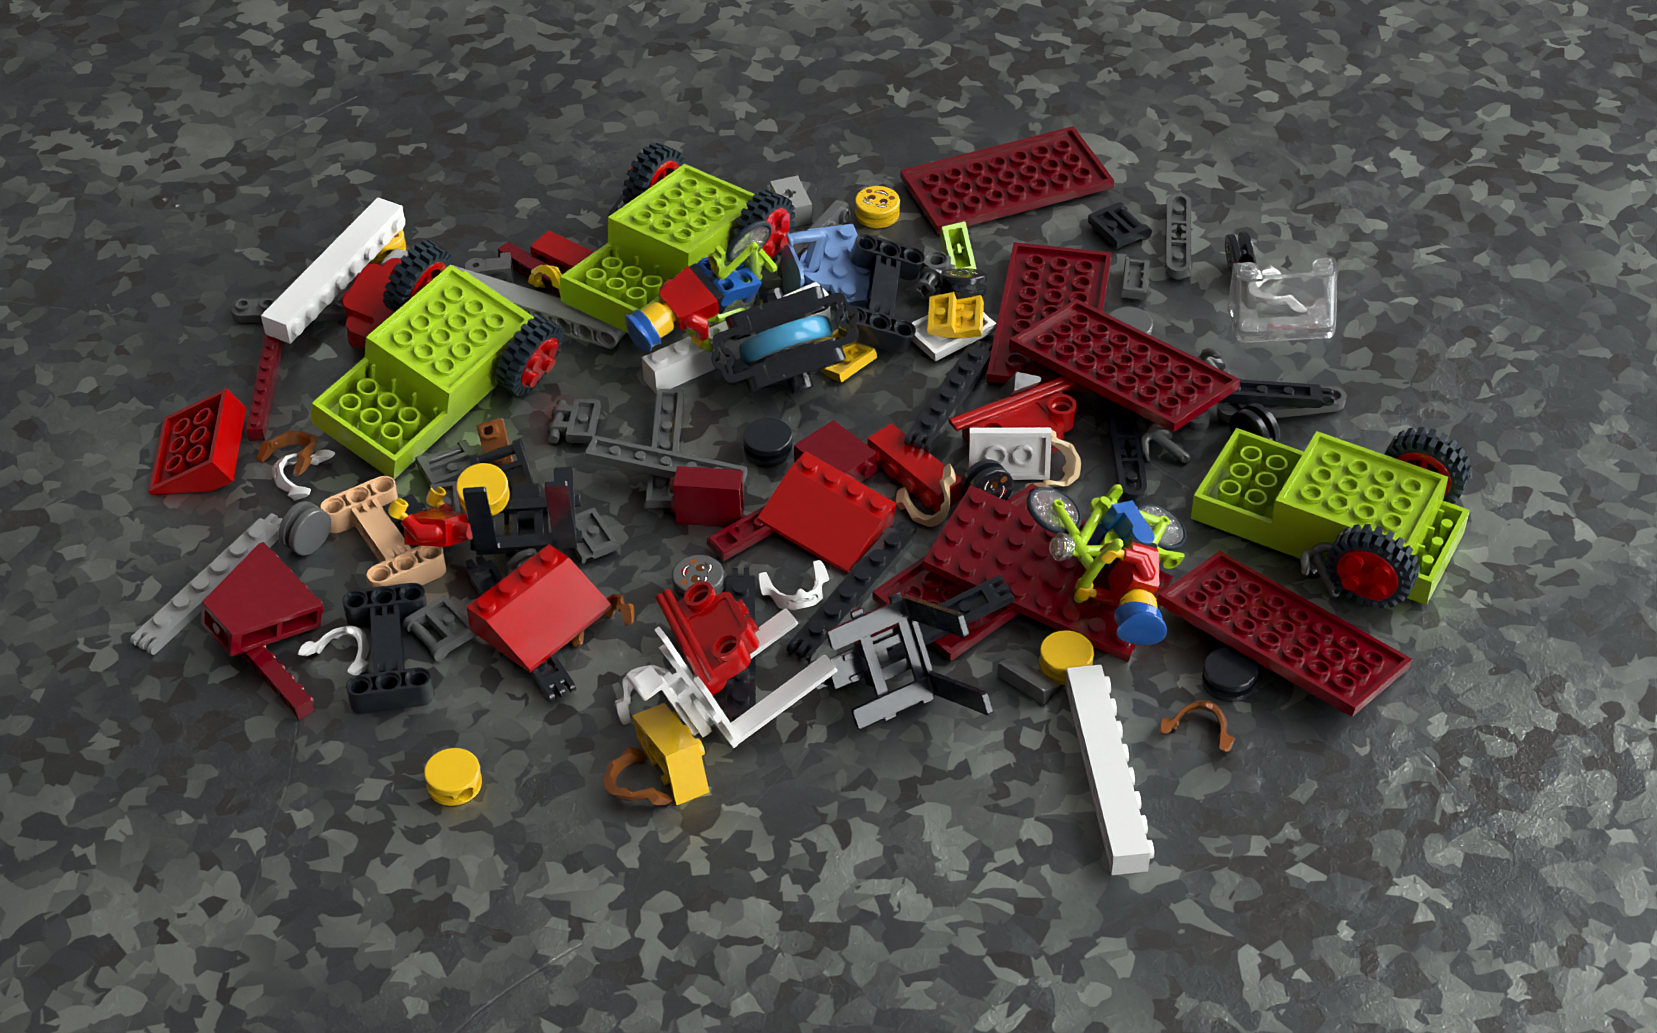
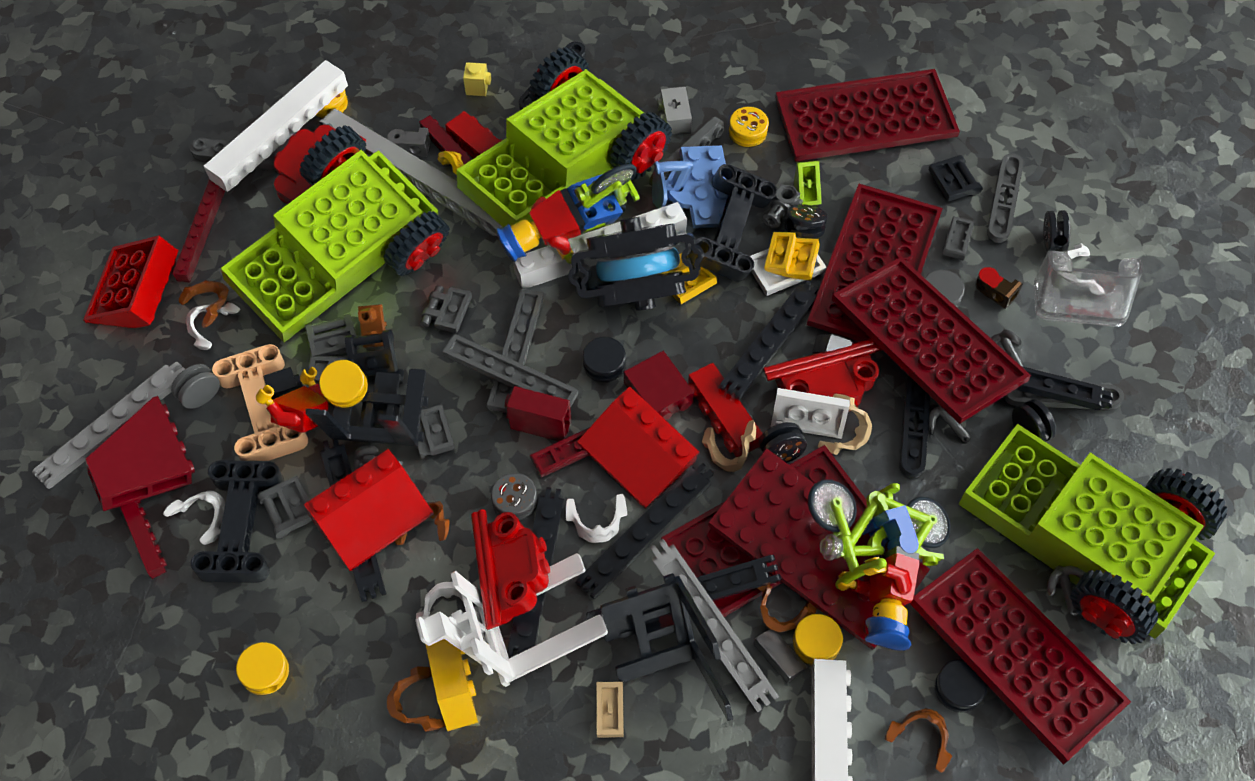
camera: 10 degrees right, 15 degrees up
(554, 201) = (476, 79): none -> light yellow brick
(854, 753) = (610, 709): none -> tan plate
(962, 662) = (731, 649): none -> light grey hinge
(1013, 650) = (773, 623): none -> dark orange helmet
(1188, 317) = (997, 287): none -> dark brown leg

